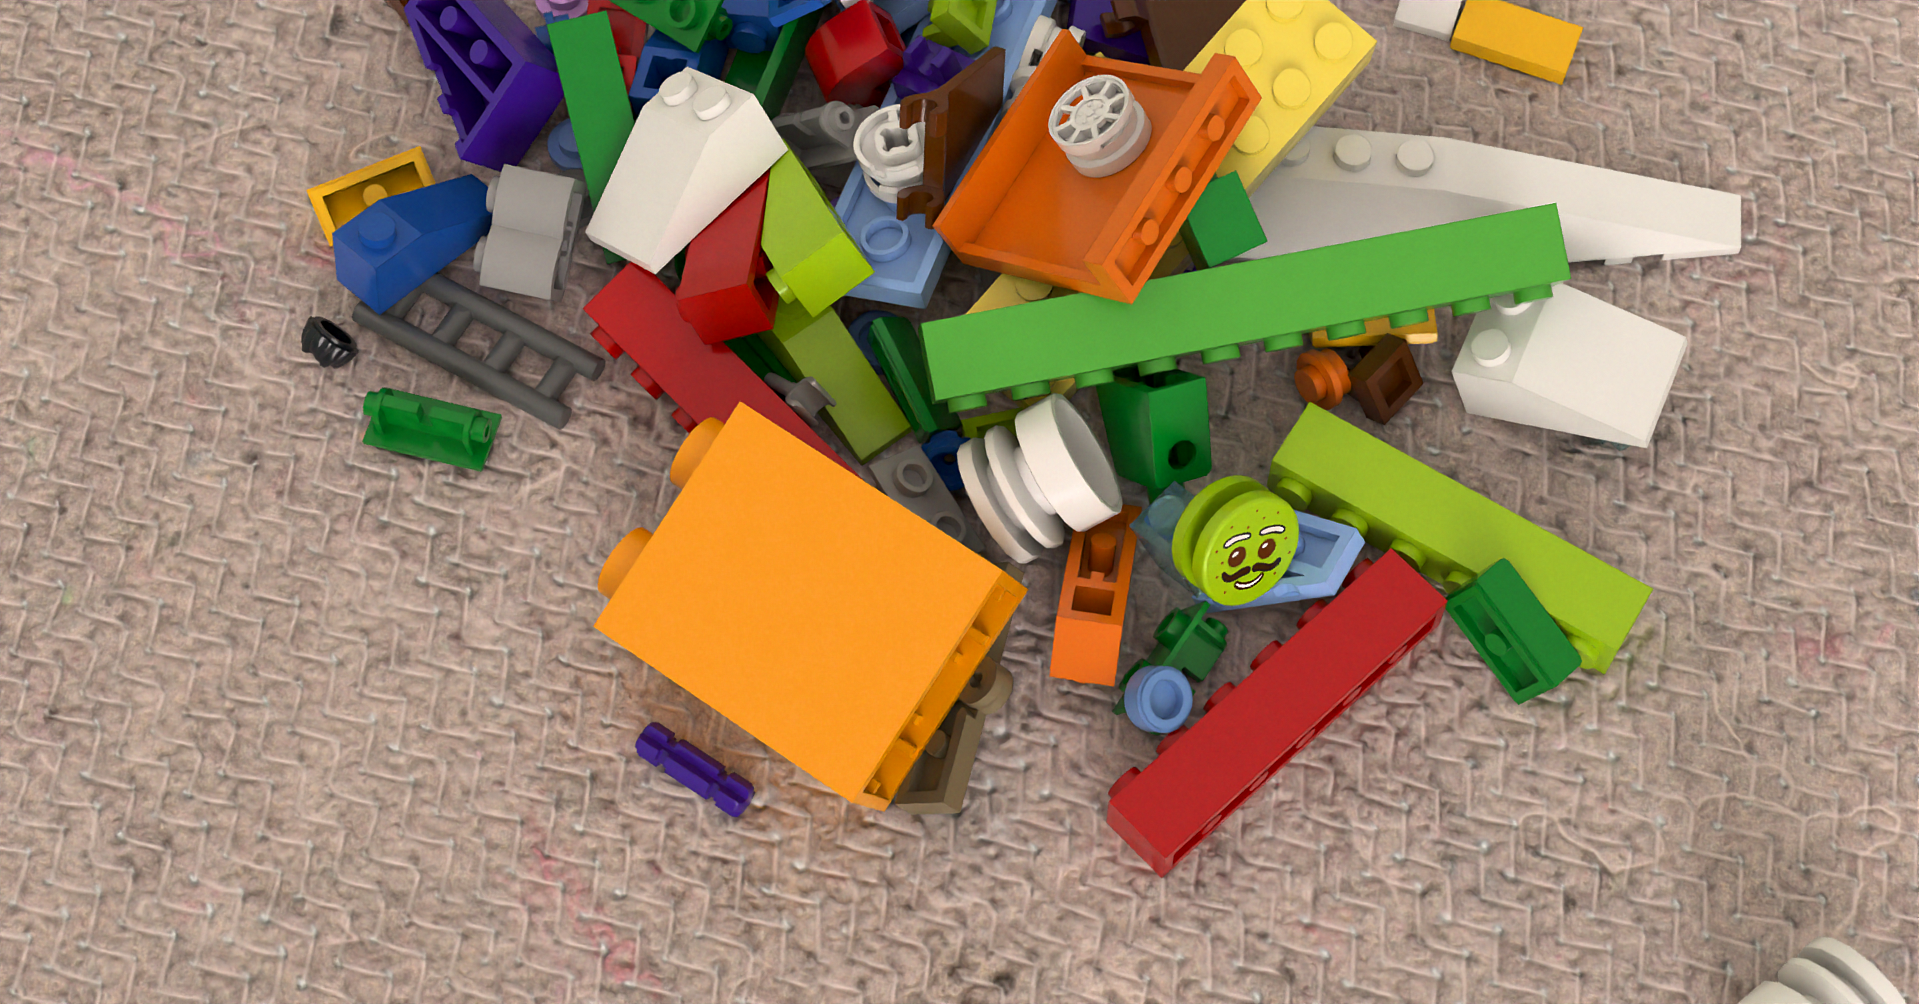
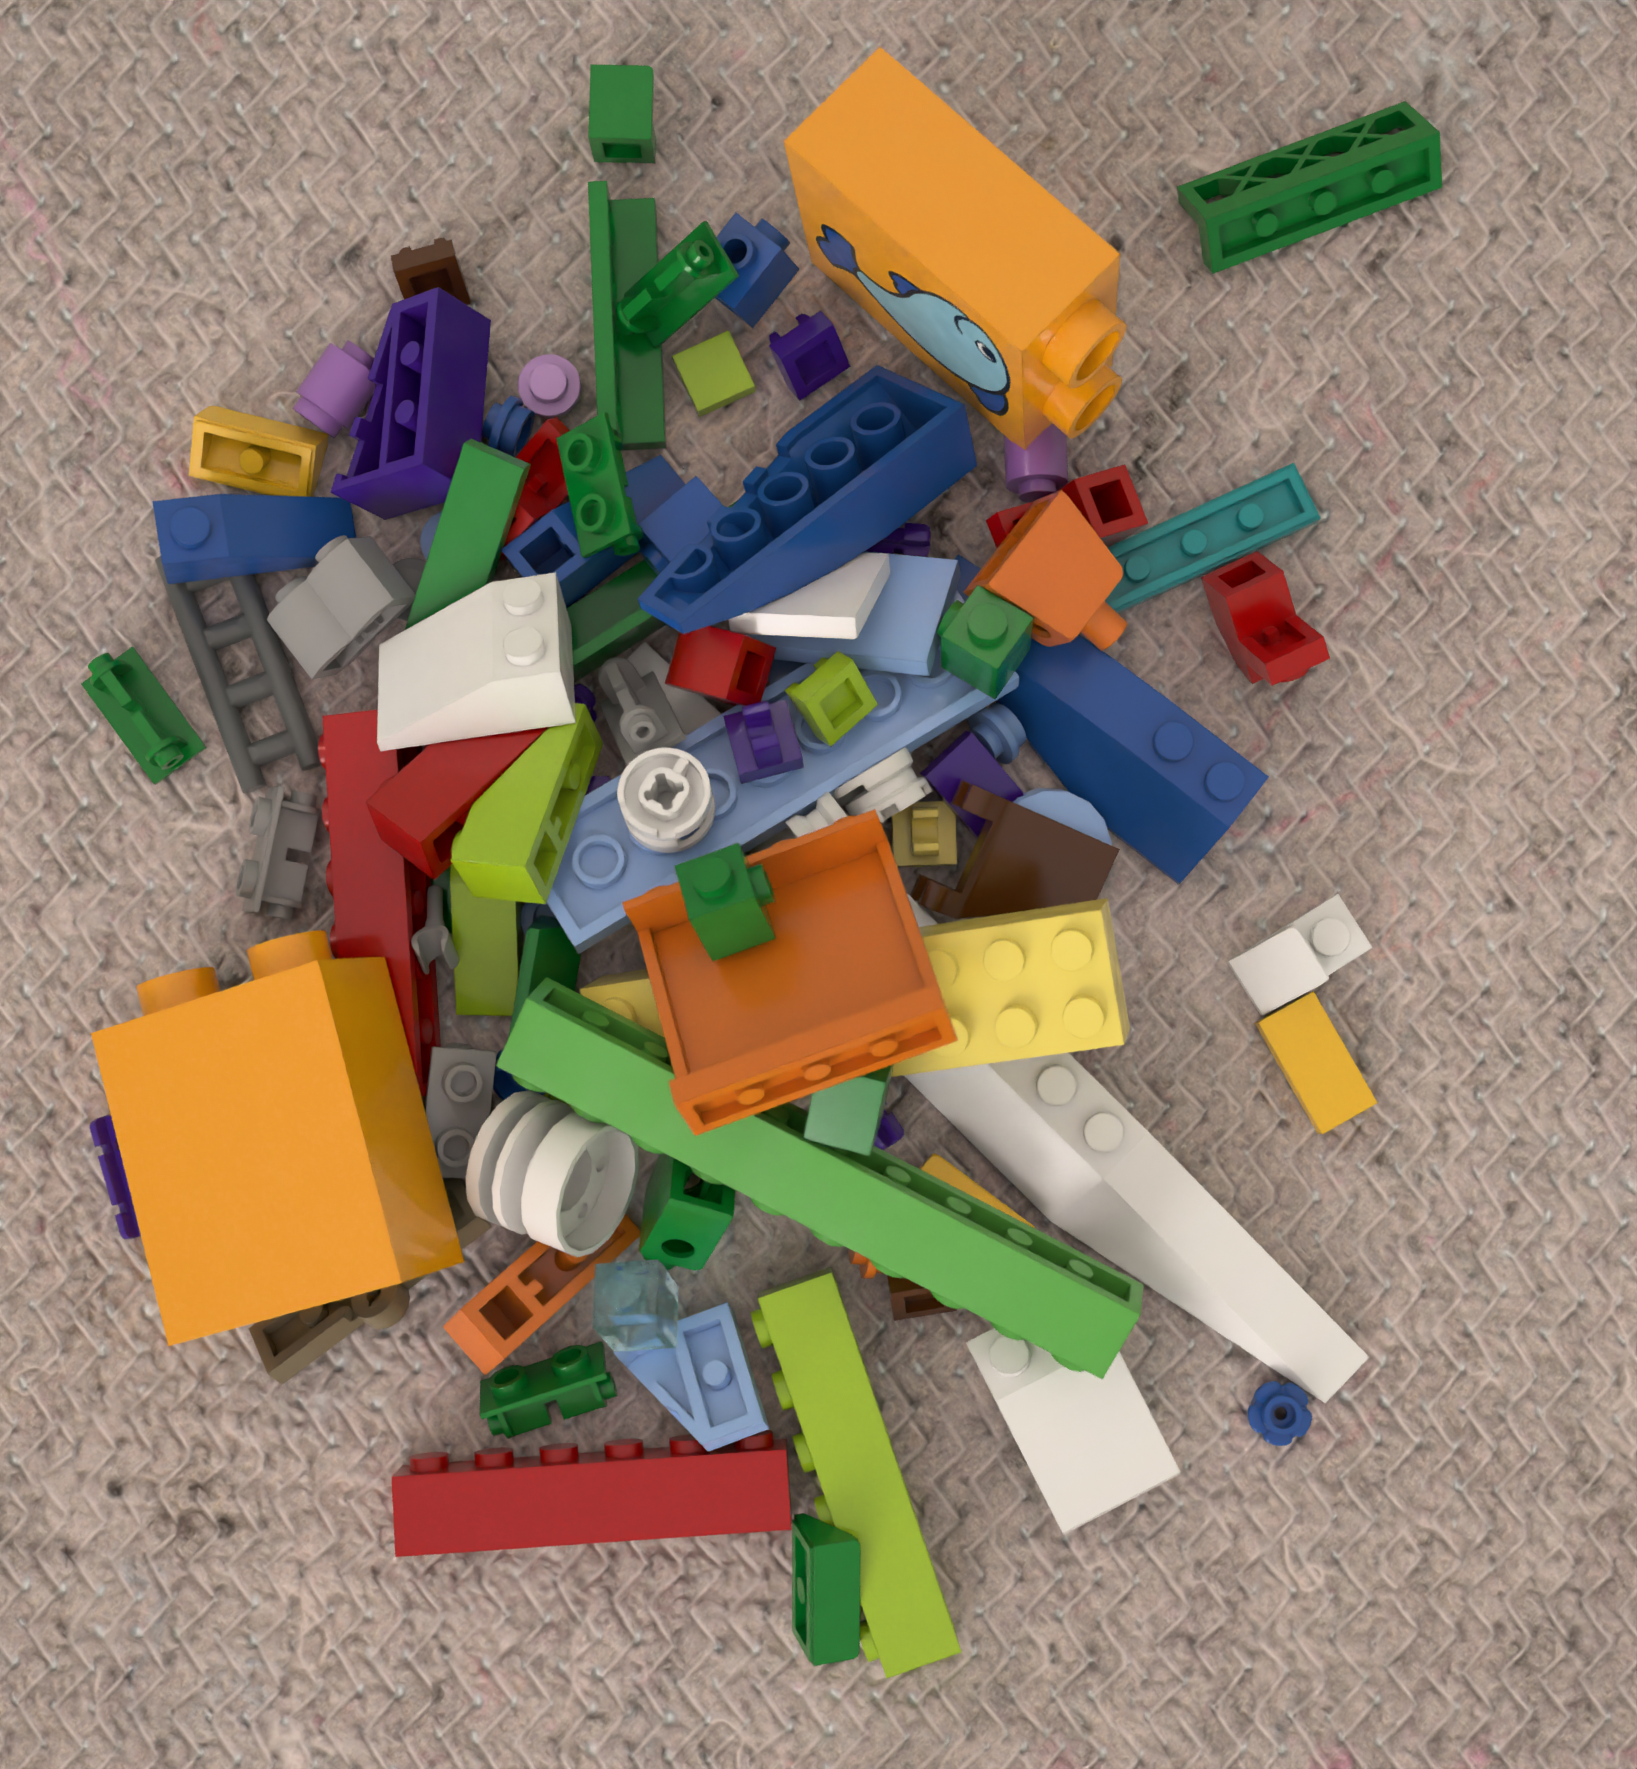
camera: 35 degrees right, 20 degrees up
(328, 342) = (118, 571): black piece -> none
(402, 103) = (336, 388): none -> medium lavender brick
(608, 423) = (279, 827): none -> light grey hinge
(955, 124) = (708, 825): reddish brown flag -> none
(1010, 156) = (727, 901): none -> green brick
(1103, 129) = (819, 942): white wheel -> none
(1158, 699) = (497, 1426): medium blue tile -> none
(1235, 540) = (654, 1358): lime head -> none
(1712, 288) = (1267, 1400): none -> blue plate

